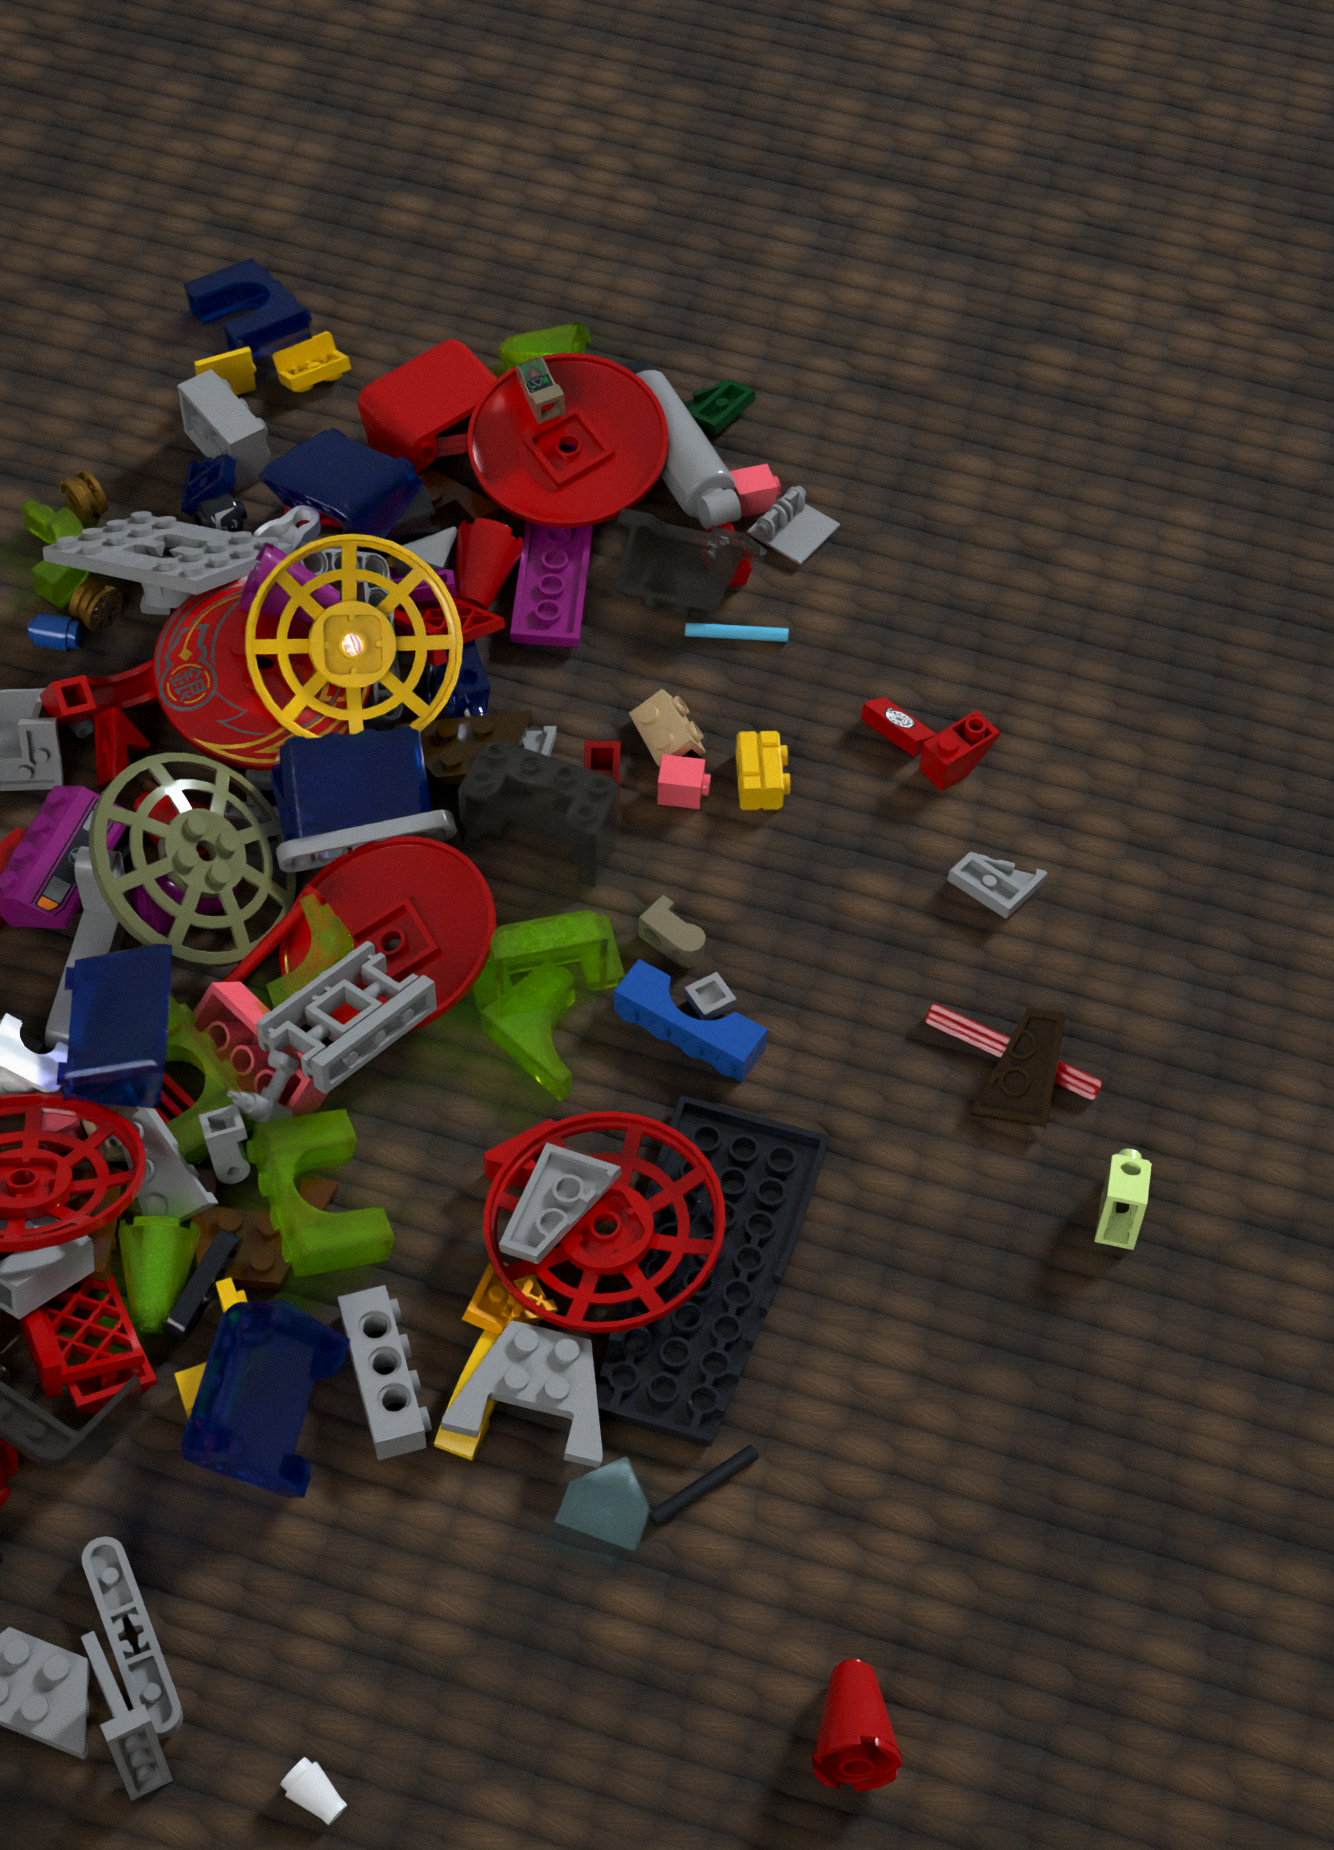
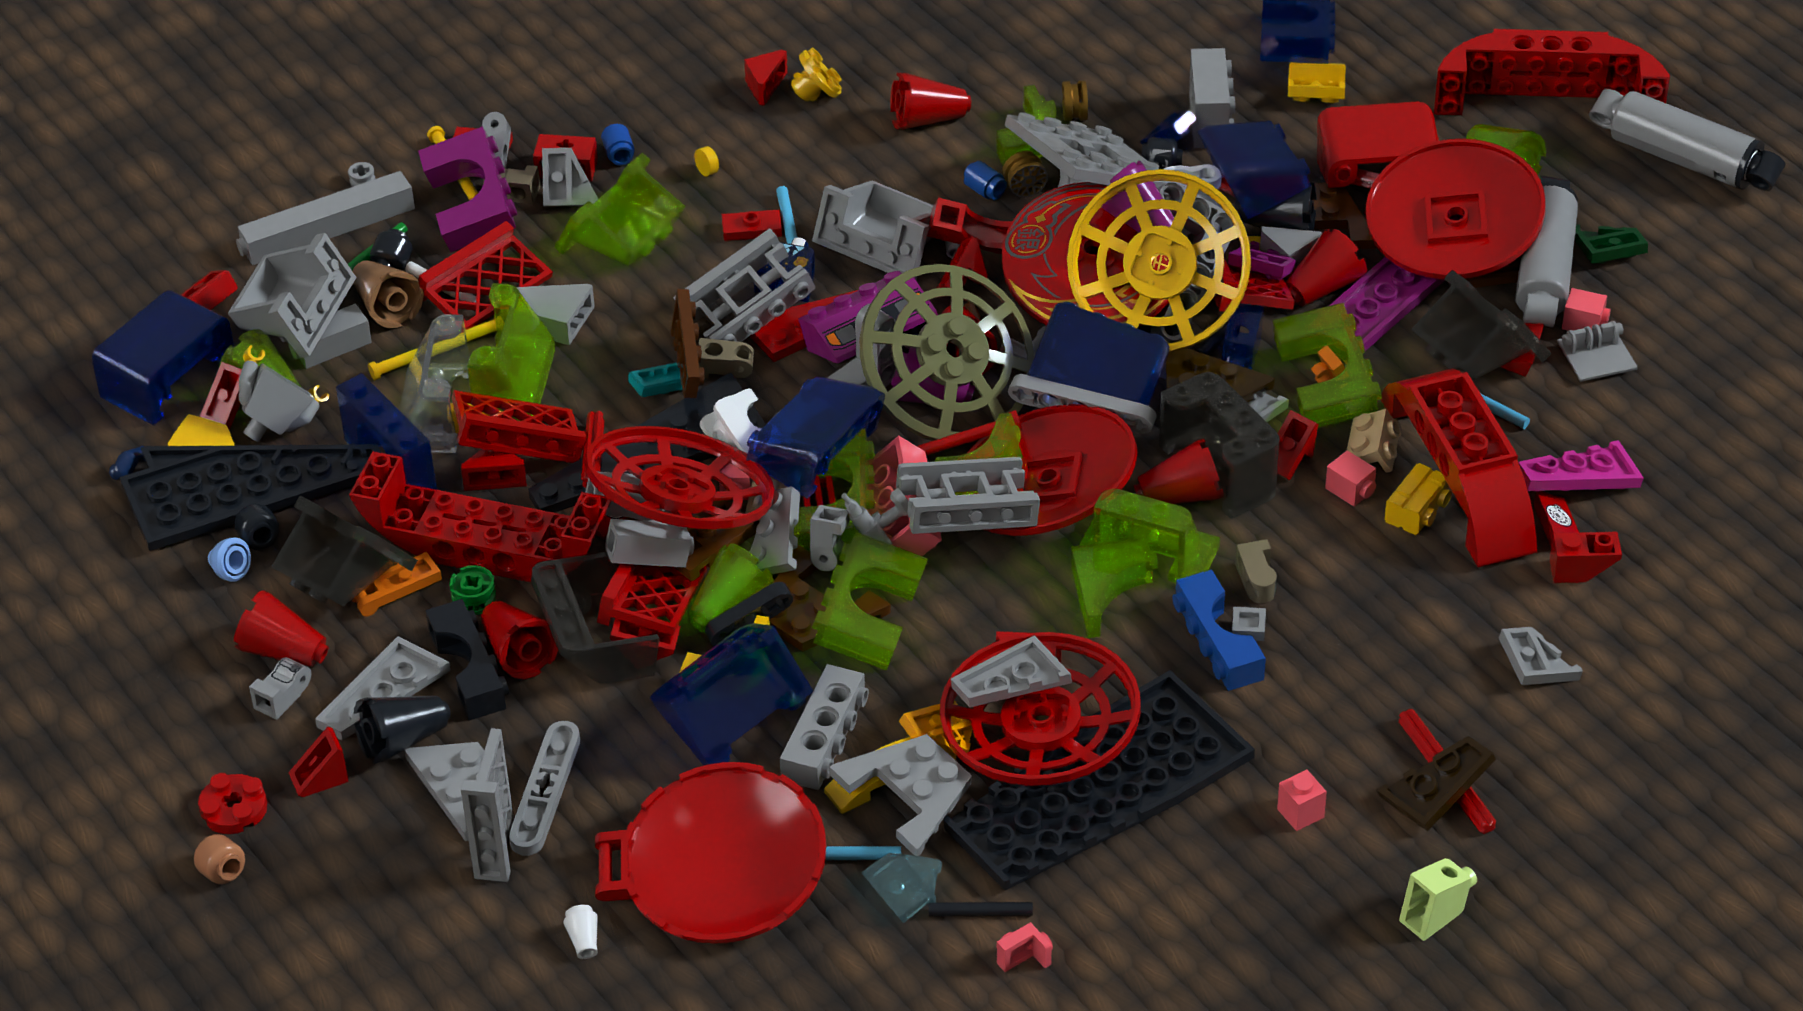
camera: 40 degrees right, 10 degrees down
(234, 367) = (1248, 62): yellow piece -> none
(399, 1603) = (718, 853): none -> red dish
(520, 1505) = (859, 852): none -> medium azure bar
(529, 868) = (1182, 477): none -> red cone
(535, 240) = (1546, 66): none -> red slope
(540, 389) = (1455, 159): leg -> none
(551, 631) = (1352, 390): none -> clear neon green arch
(567, 670) = (1328, 367): none -> orange tile
(706, 265) = (1687, 139): none -> light grey piece
(785, 694) = (1473, 460): none -> red slope
(790, 1492) = (1023, 944): none -> coral bracket
(885, 659) = (1589, 470): none -> dark pink wing
(917, 1166) = (1301, 800): none -> coral brick

